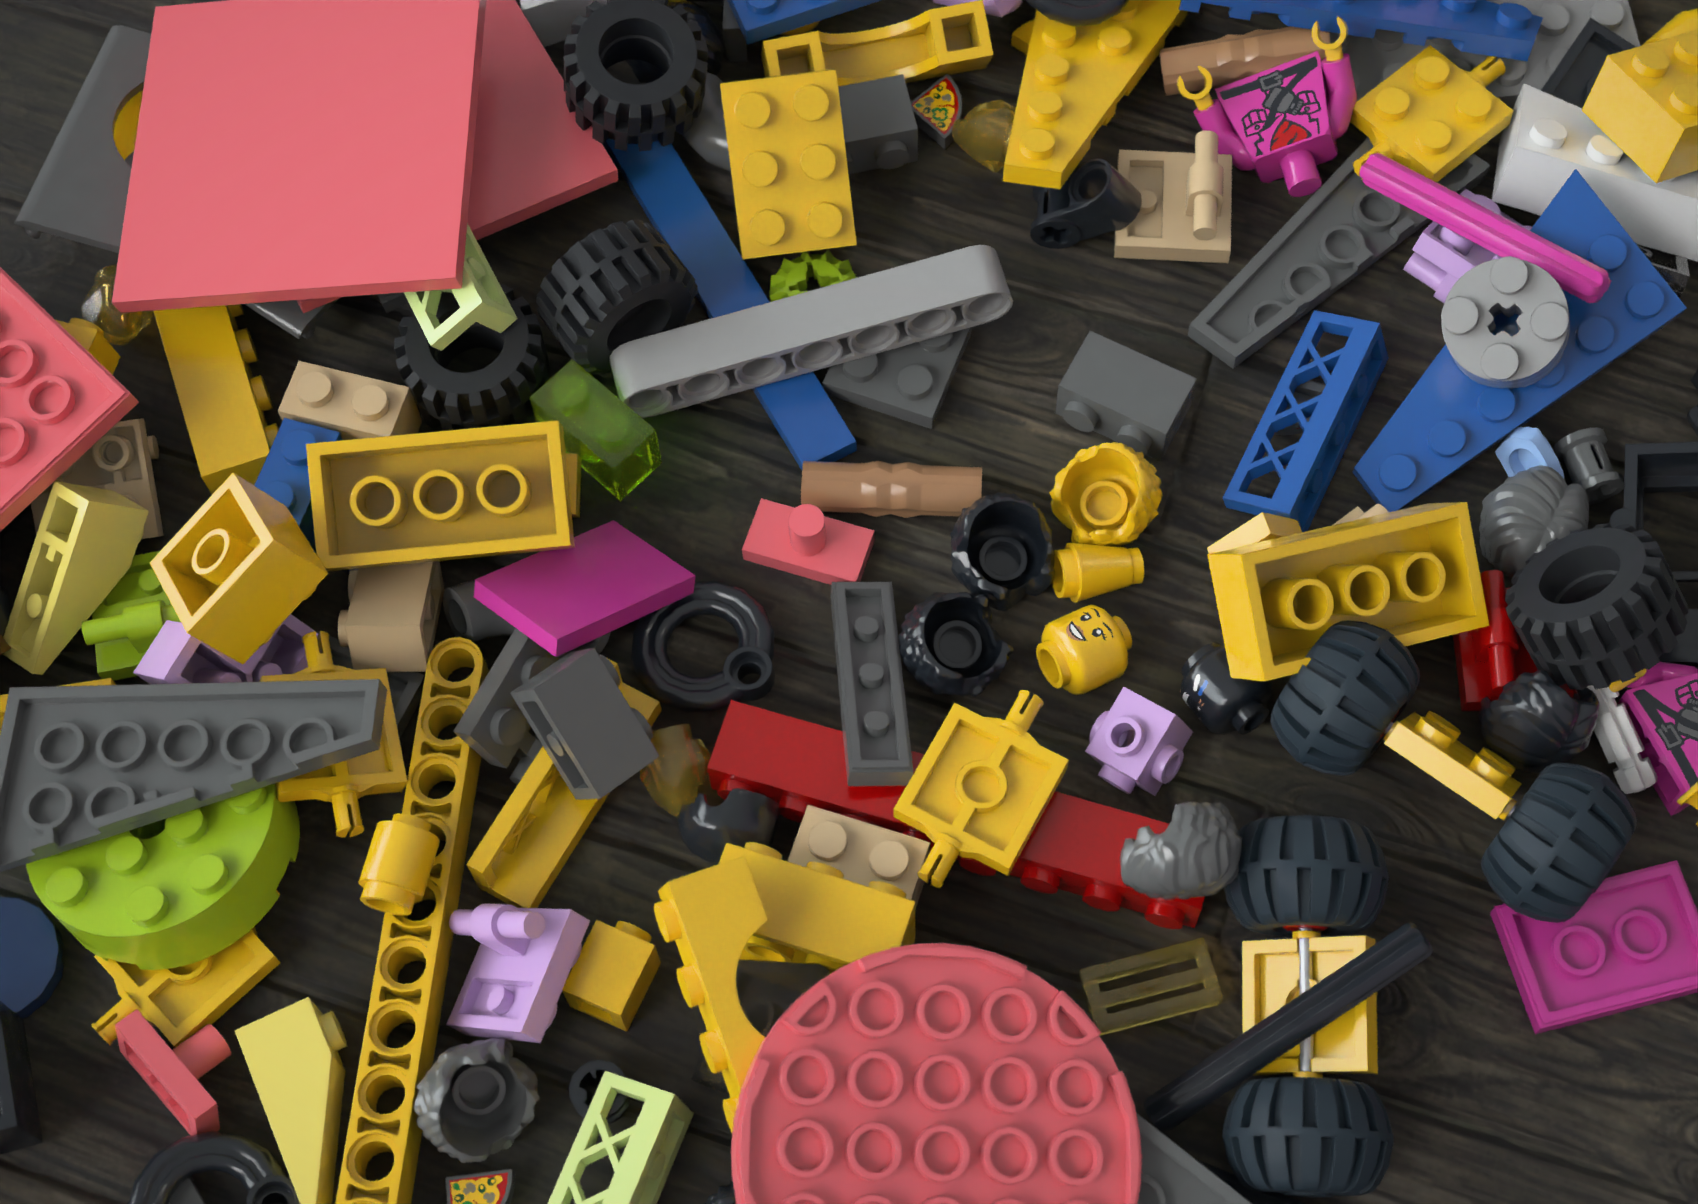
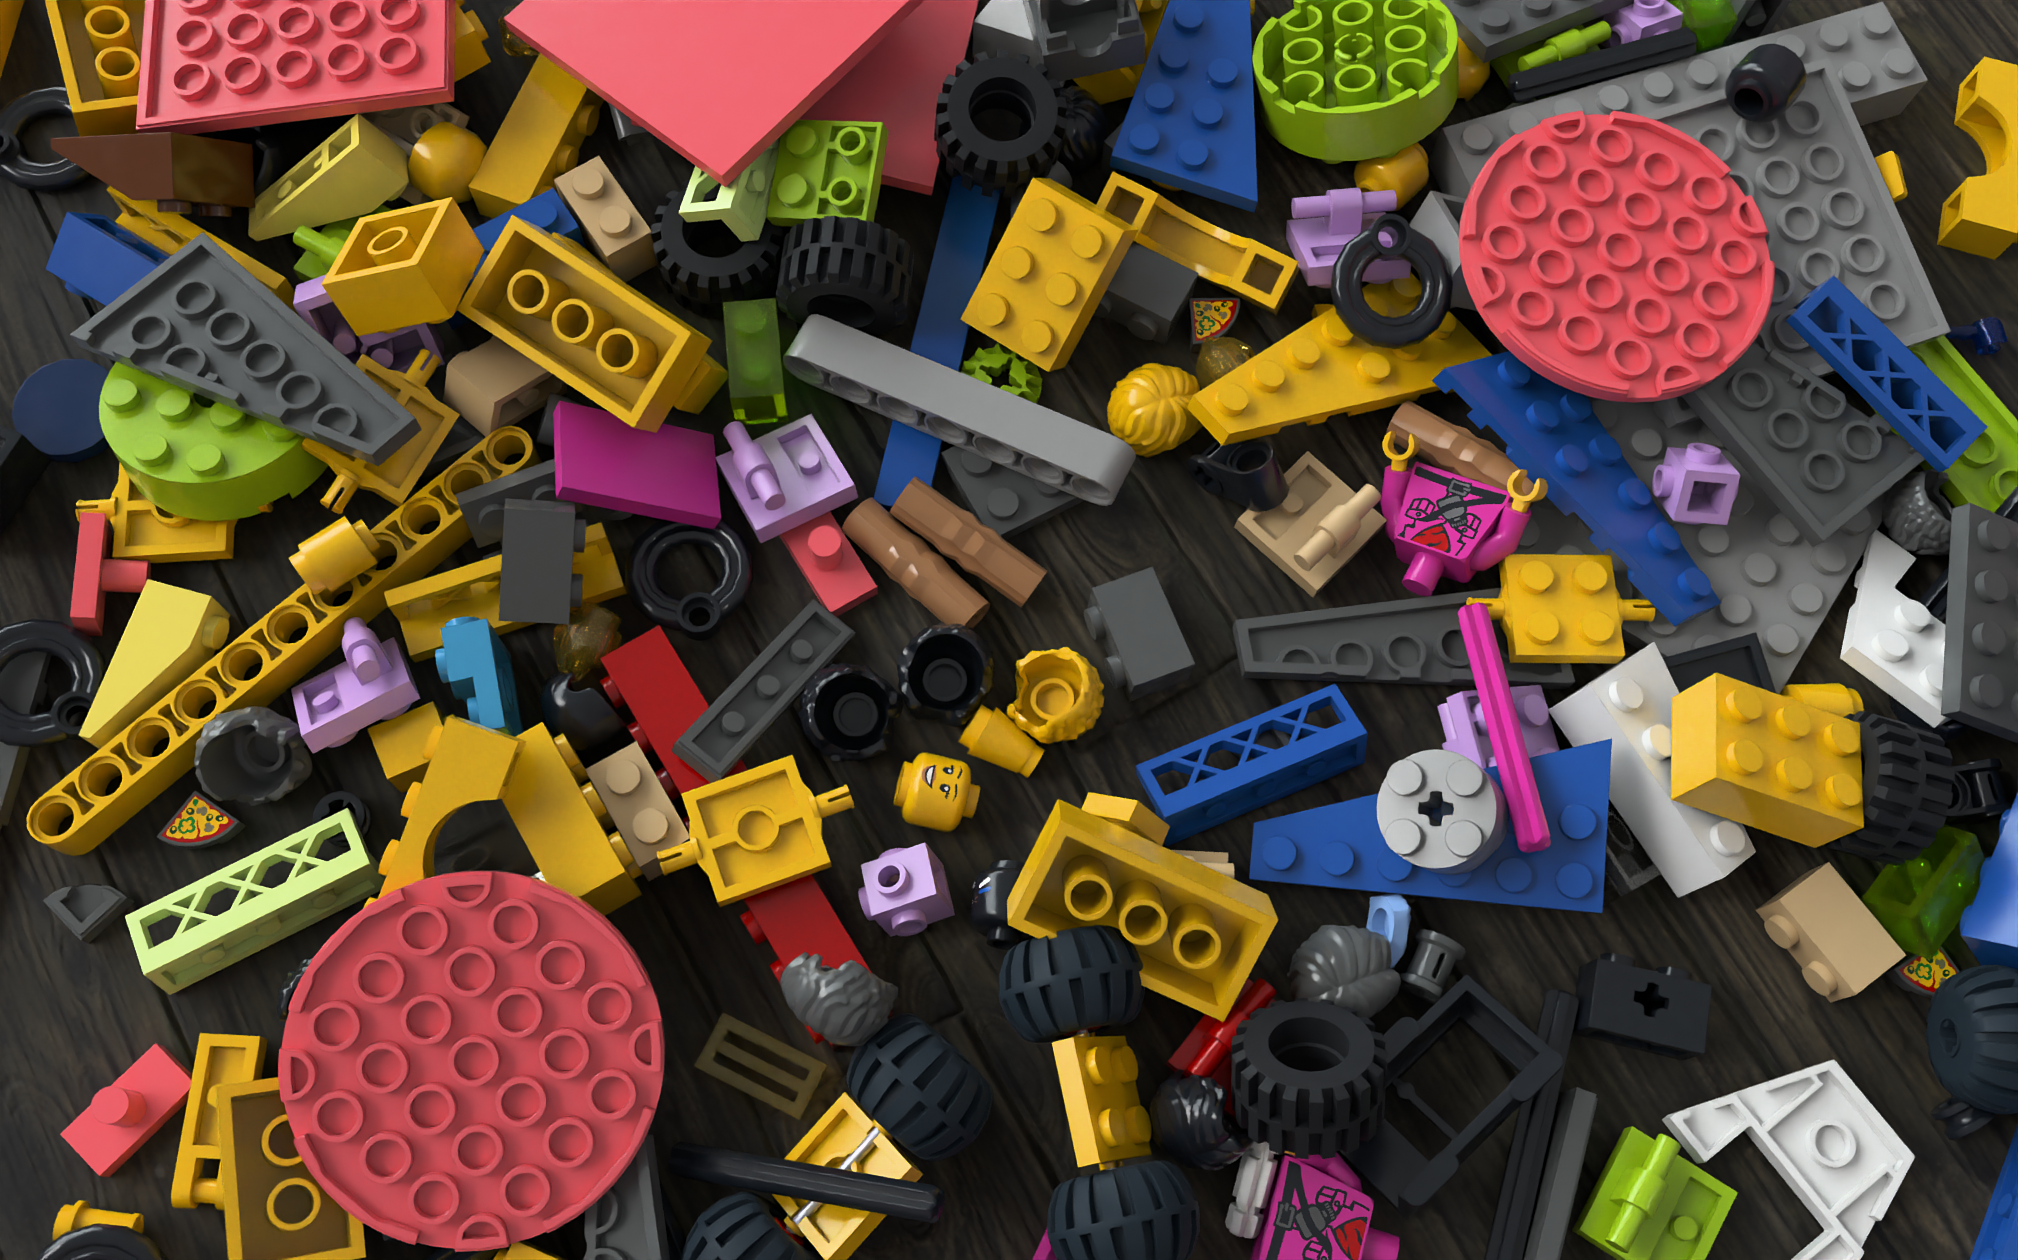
camera: 30 degrees right, 5 degrees up
(162, 473) = (446, 162): none -> yellow hair
(529, 216) = (827, 171): none -> lime plate
(616, 860) = (480, 673): none -> dark azure plate
(713, 501) = (784, 476): none -> lavender plate
(918, 432) = (967, 541): none -> medium nougat axle
(964, 208) = (1152, 410): none -> yellow hair

